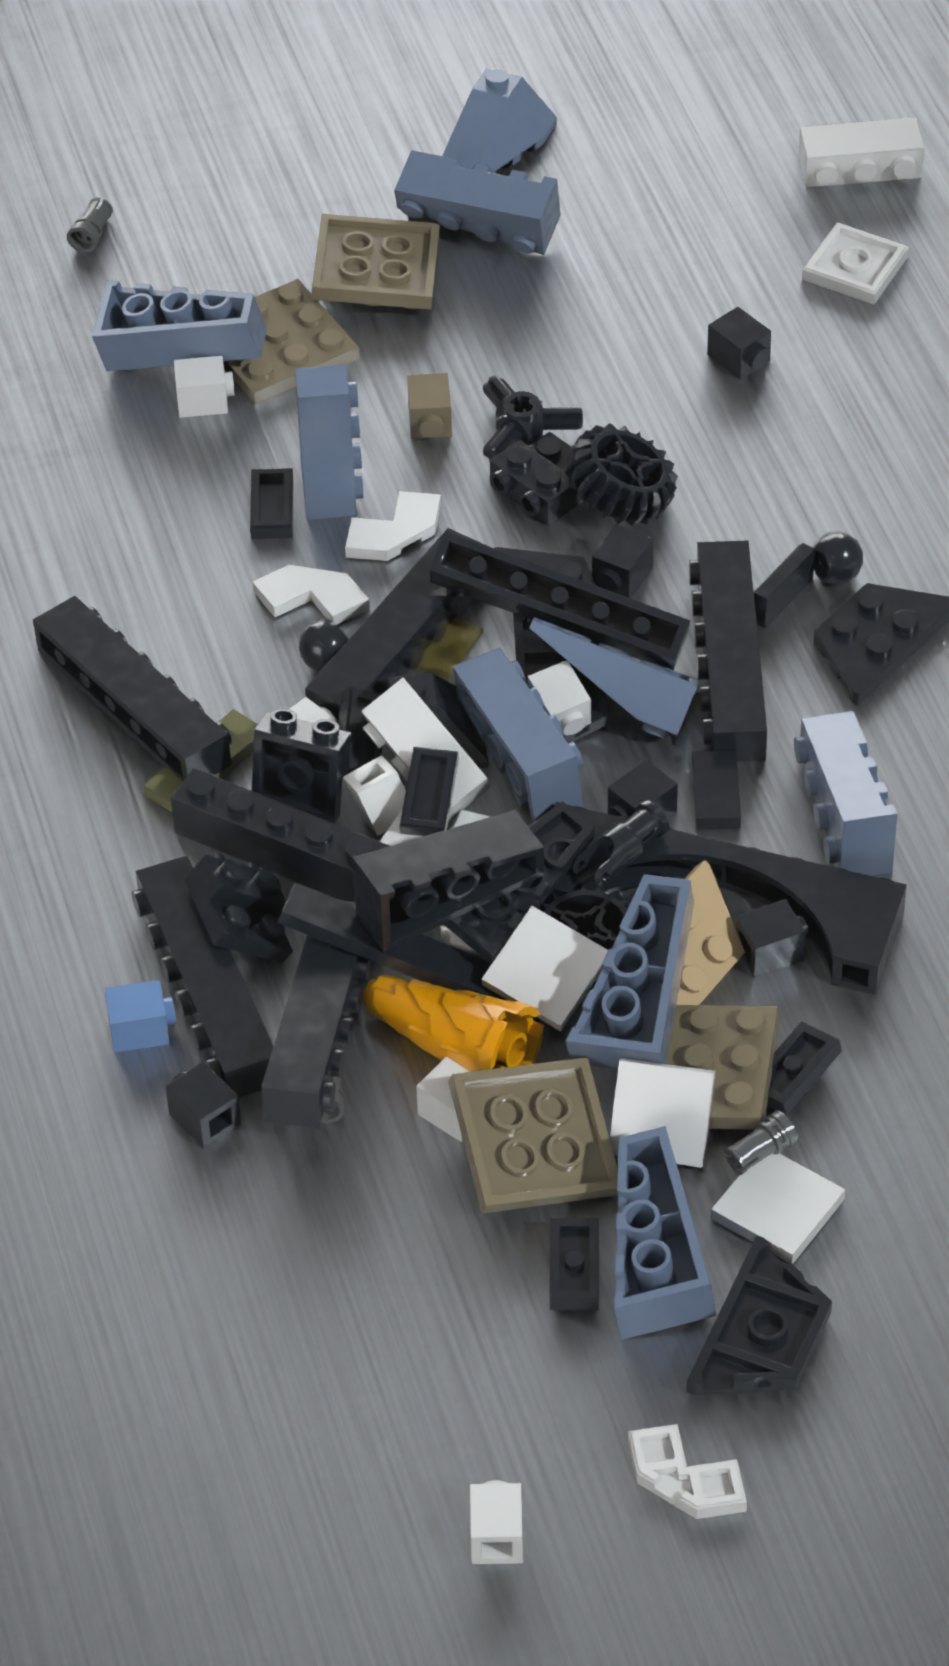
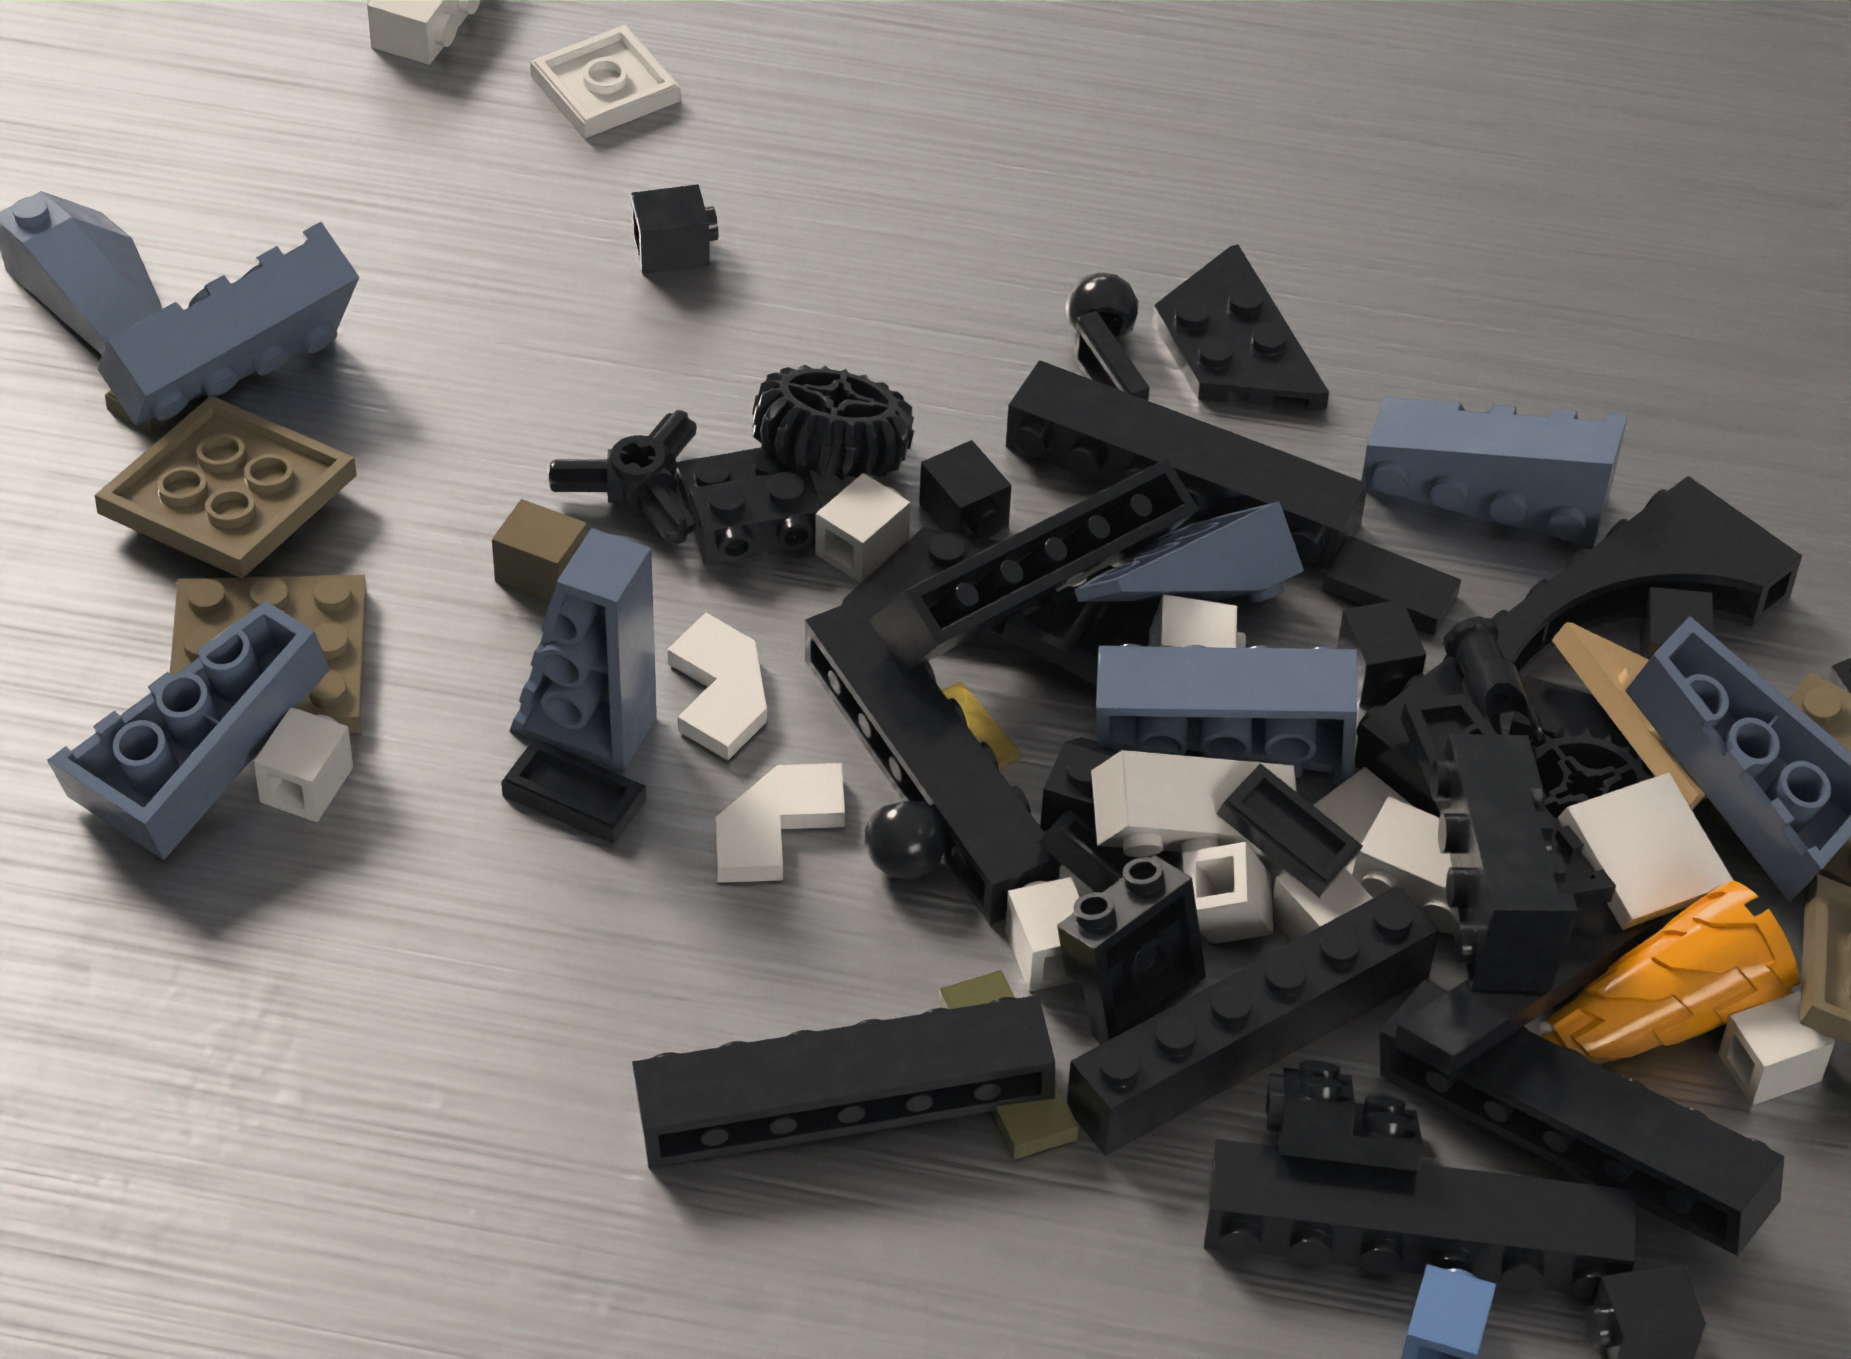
camera: 65 degrees left, 0 degrees up
(559, 527) = (862, 527): none -> white brick

